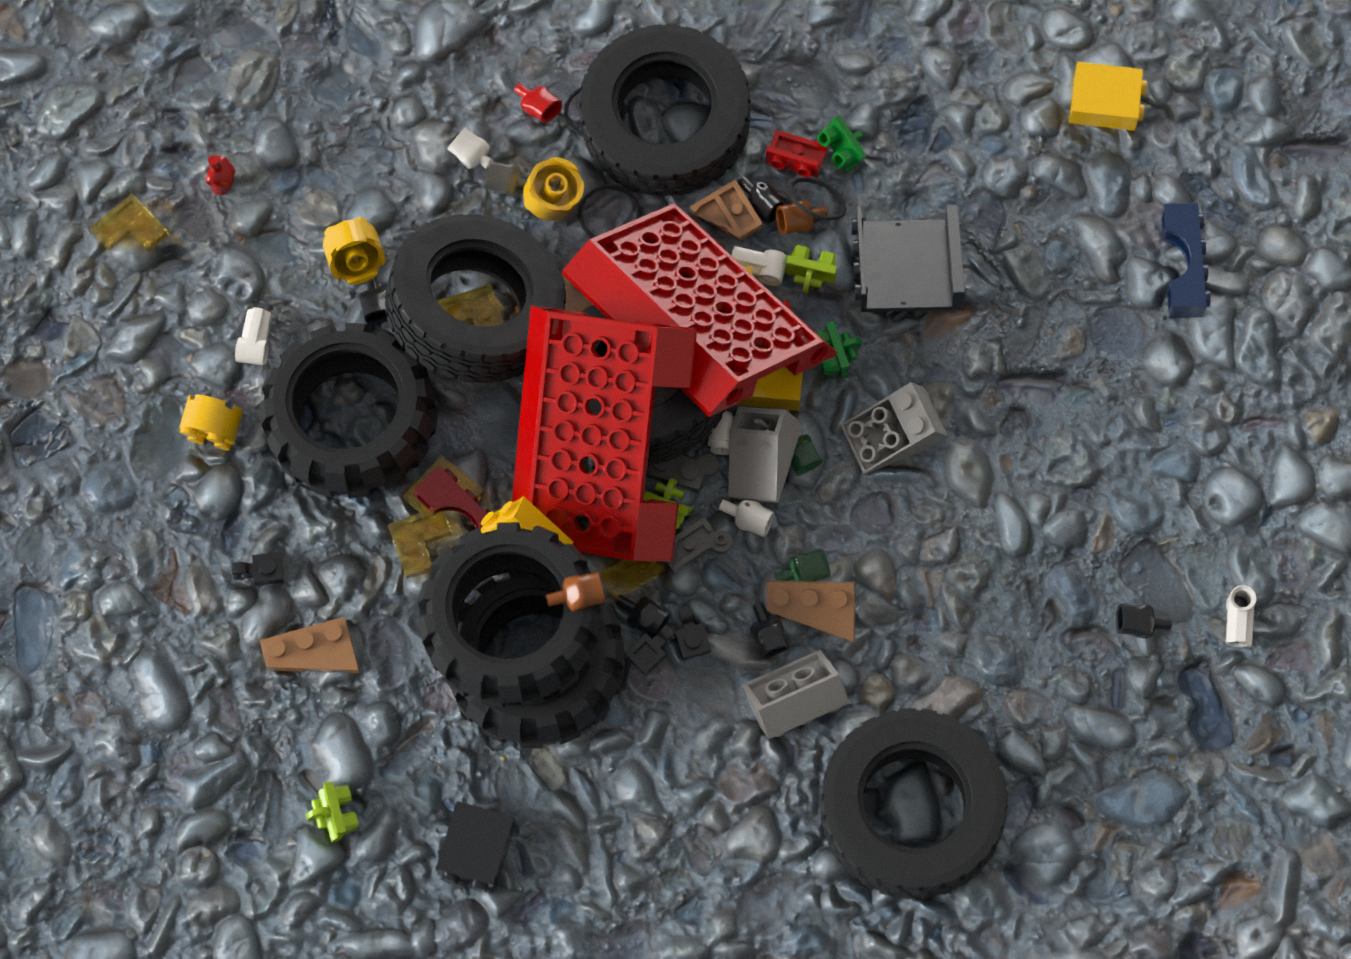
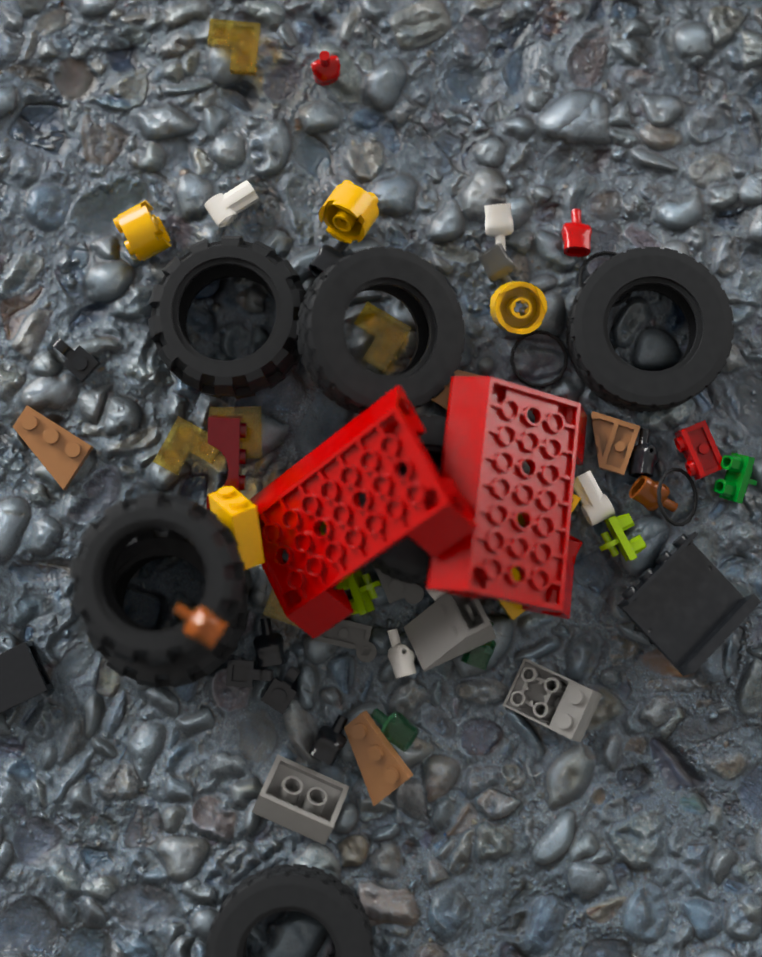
camera: 45 degrees right, 15 degrees up
(849, 346) = (580, 597): green hips -> none

